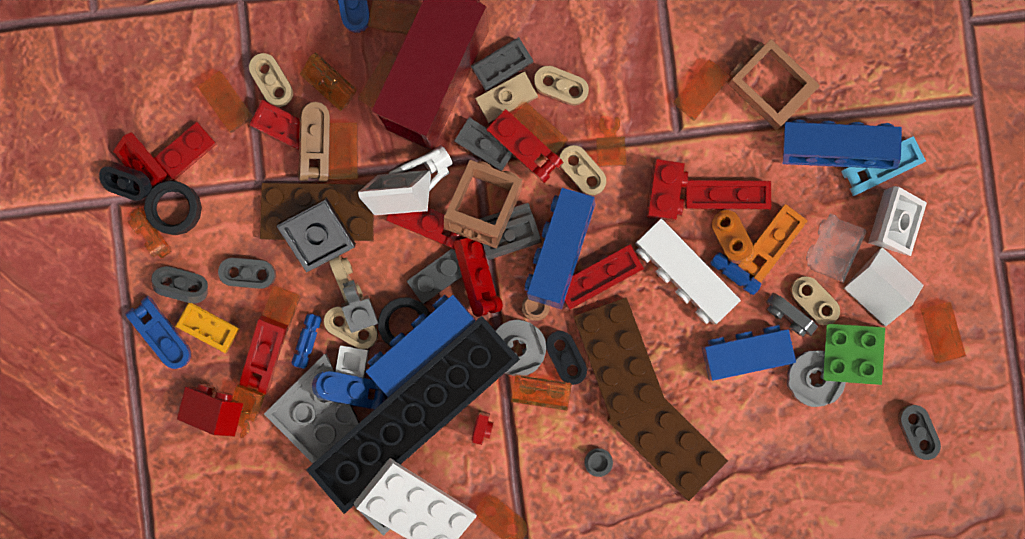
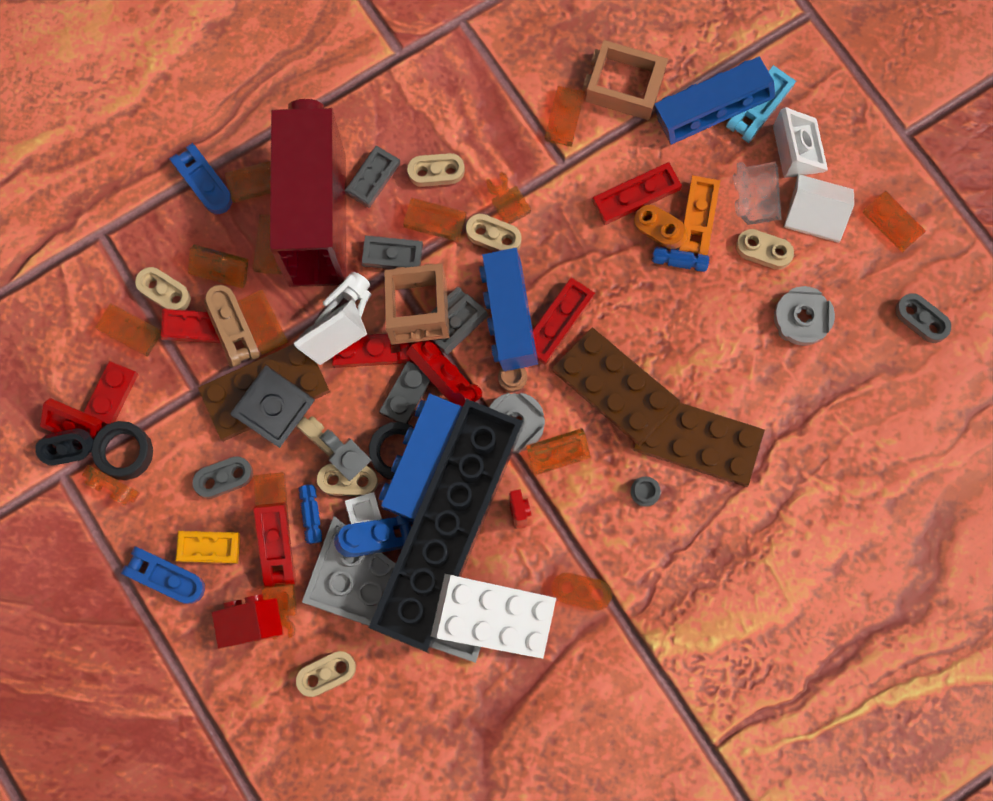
camera: 30 degrees left, 10 degrees down
(180, 284) = (162, 519): dark grey plate -> none
(257, 483) = (326, 672): none -> tan plate
(507, 96) = (391, 204): tan plate -> none
(524, 145) = (428, 235): red plate -> none
(568, 356) = (565, 409): black plate -> none
(665, 190) = (578, 214): red brick -> none
(687, 272) = (635, 277): white brick -> none
(748, 353) = (730, 322): blue brick -> none
(781, 308) = (741, 267): dark grey plate -> none
(854, 354) = (827, 274): bright green bracket -> none

